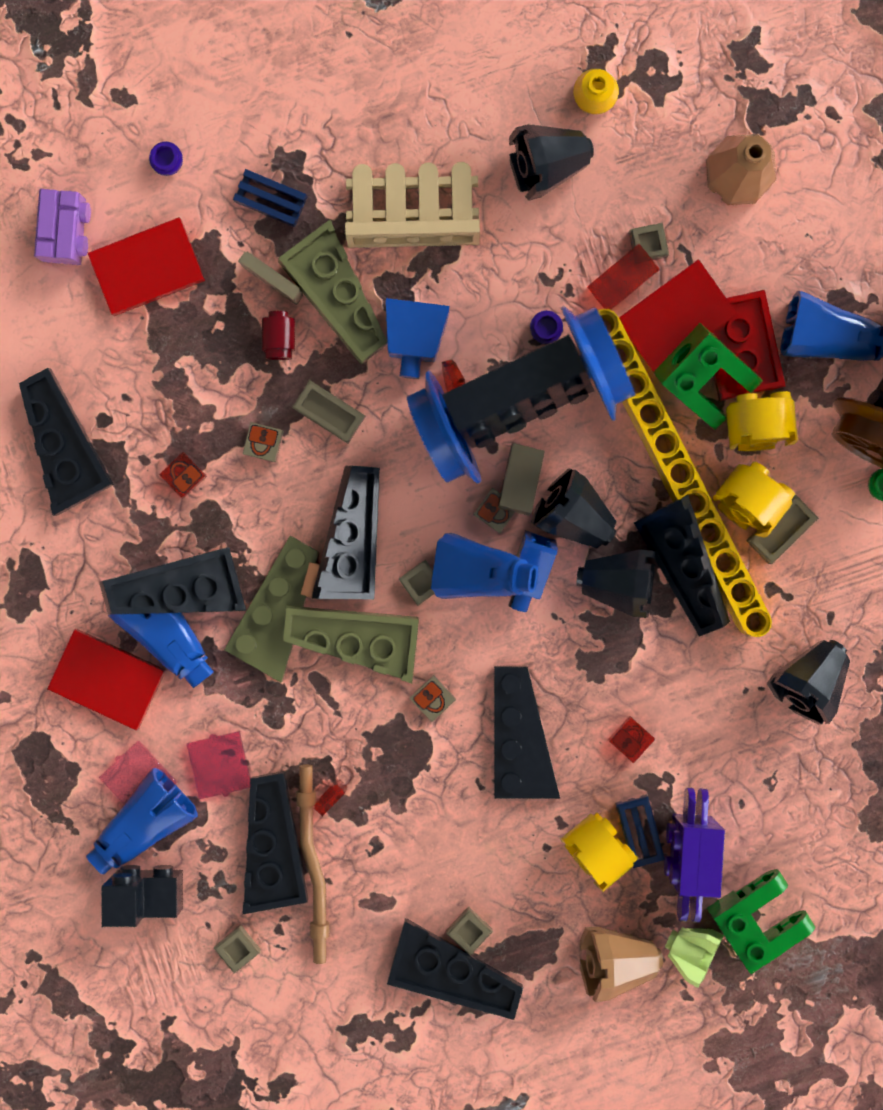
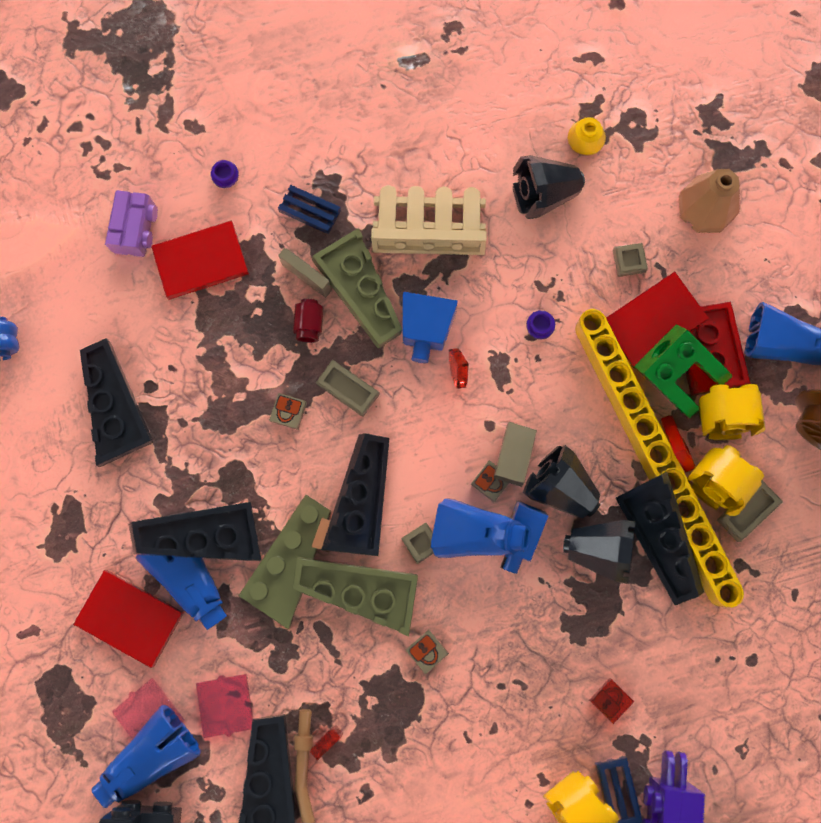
camera: 10 degrees right, 10 degrees down
(183, 475) = (215, 436): tile -> none
(518, 394) = (521, 372): brick -> none
(520, 746) = (507, 705): black wing -> none
(623, 278) = (609, 285): clear red tile -> none
(703, 460) = (678, 443): none -> red tile
(813, 681) = (783, 653): black cone -> none

